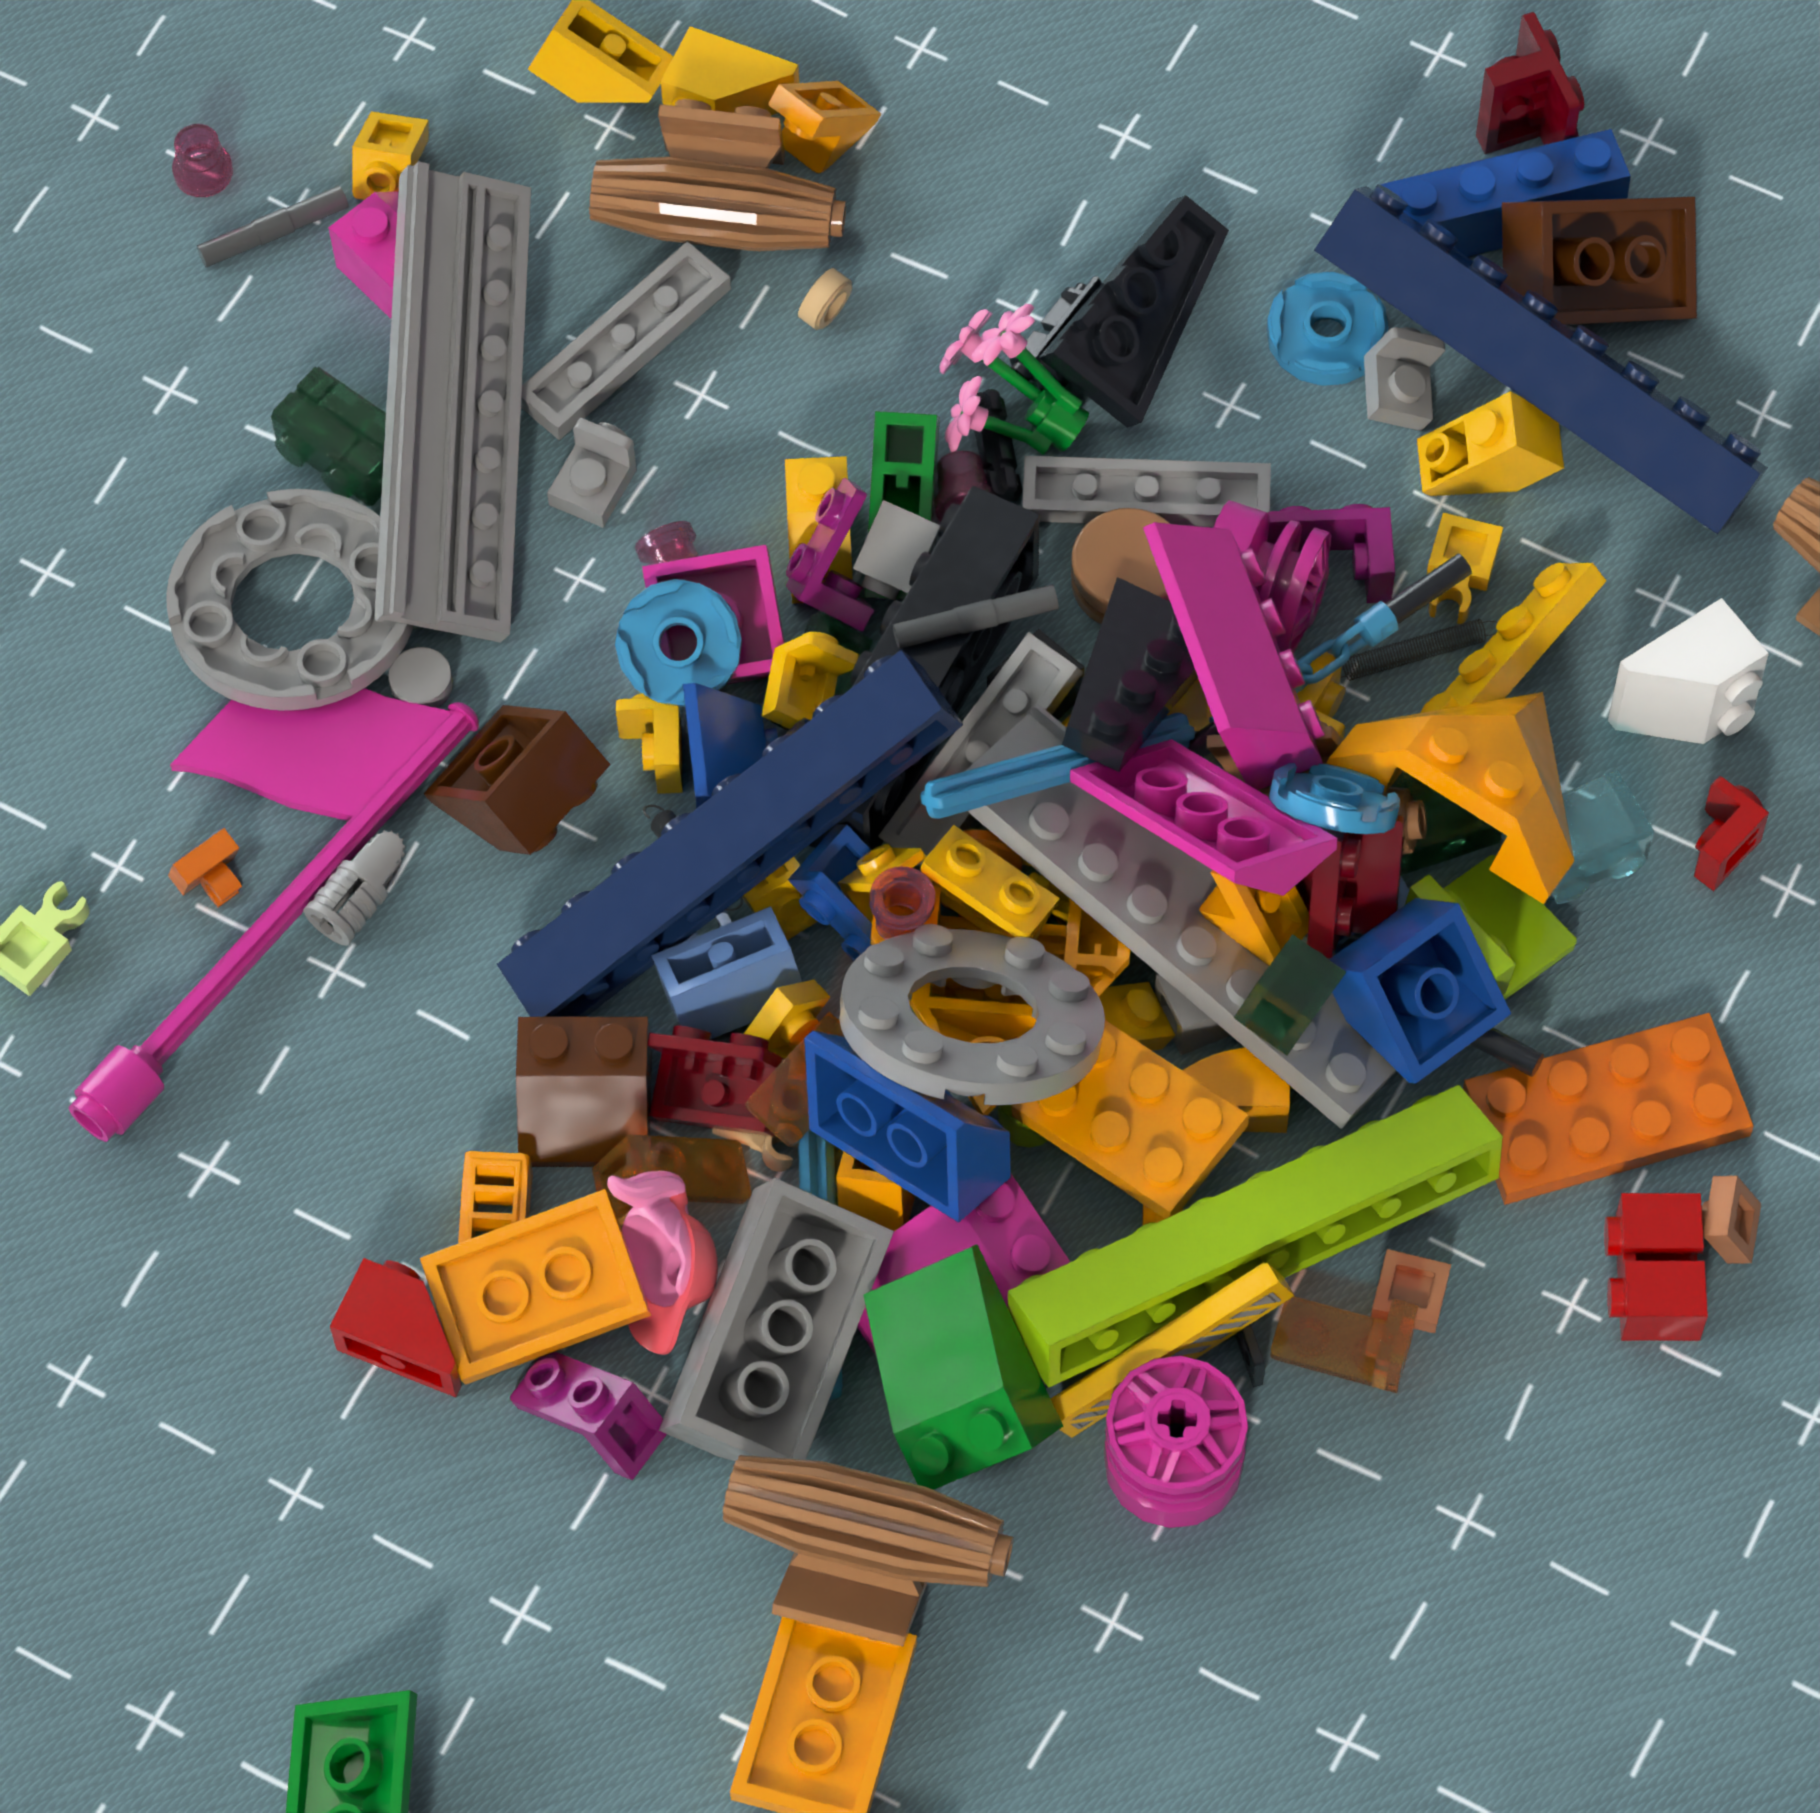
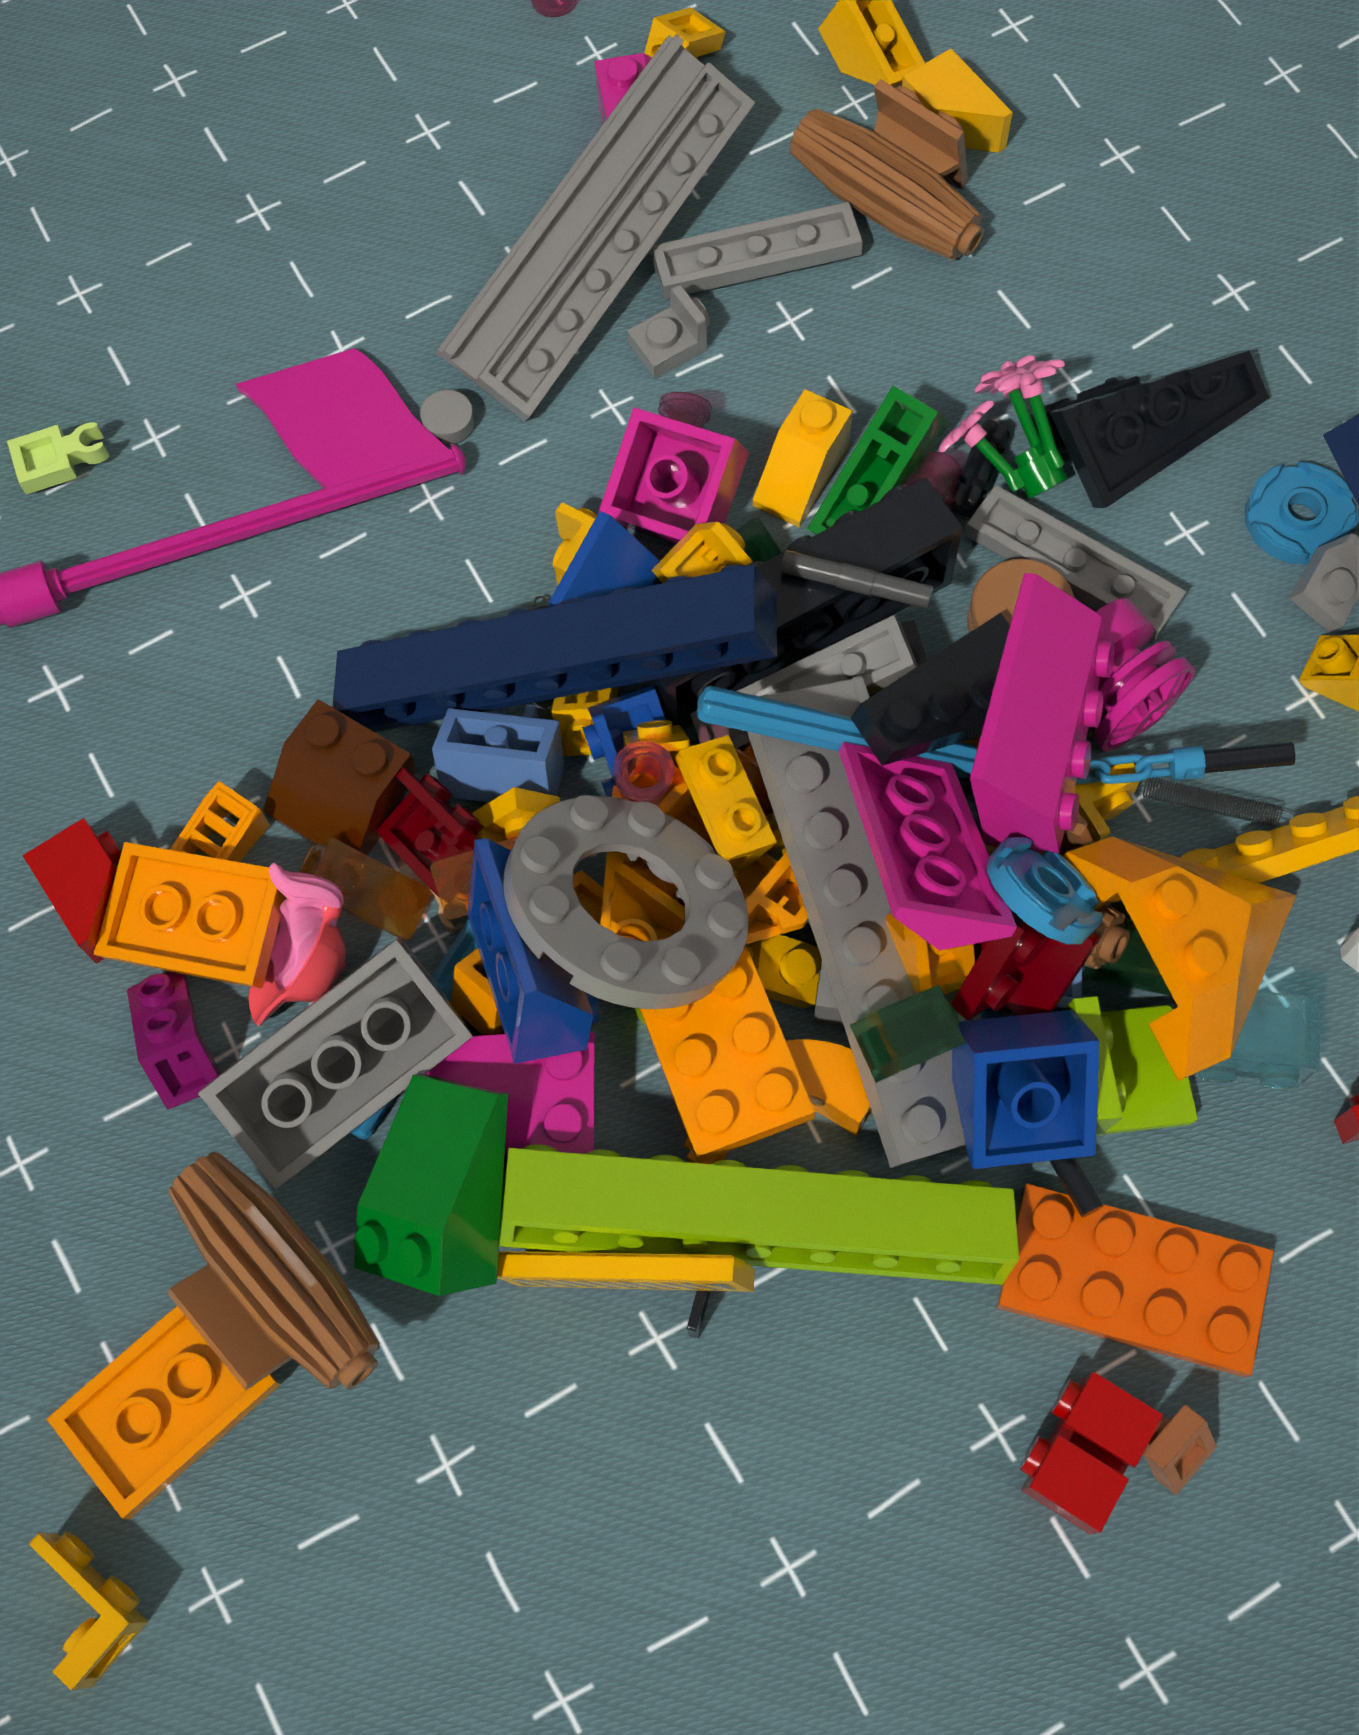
camera: 35 degrees right, 5 degrees up
(208, 866) = (201, 468): orange tile -> none
(242, 539) = (364, 258): light grey plate -> none
(272, 226) = (563, 53): dark grey piece -> none
(334, 434) = (502, 202): clear green brick -> none
(365, 877) = (293, 540): light grey hinge -> none
(519, 778) = (461, 526): reddish brown slope -> none
(671, 605) = (619, 448): dark azure tile -> none
(809, 563) = (780, 511): magenta bracket -> none
(821, 120) = (1006, 164): light orange slope -> none
(825, 299) = (923, 294): tan tile -> none
(893, 548) = (841, 490): light grey brick -> none
(1170, 1477) = (583, 1390): dark pink wheel -> none
(1346, 1342) = (782, 1348): clear orange bracket -> none
(1353, 528) = (1220, 676): magenta bracket -> none
(1413, 1281) = (865, 1338): nougat plate -> none
(1477, 544) = (1314, 748): yellow plate -> none

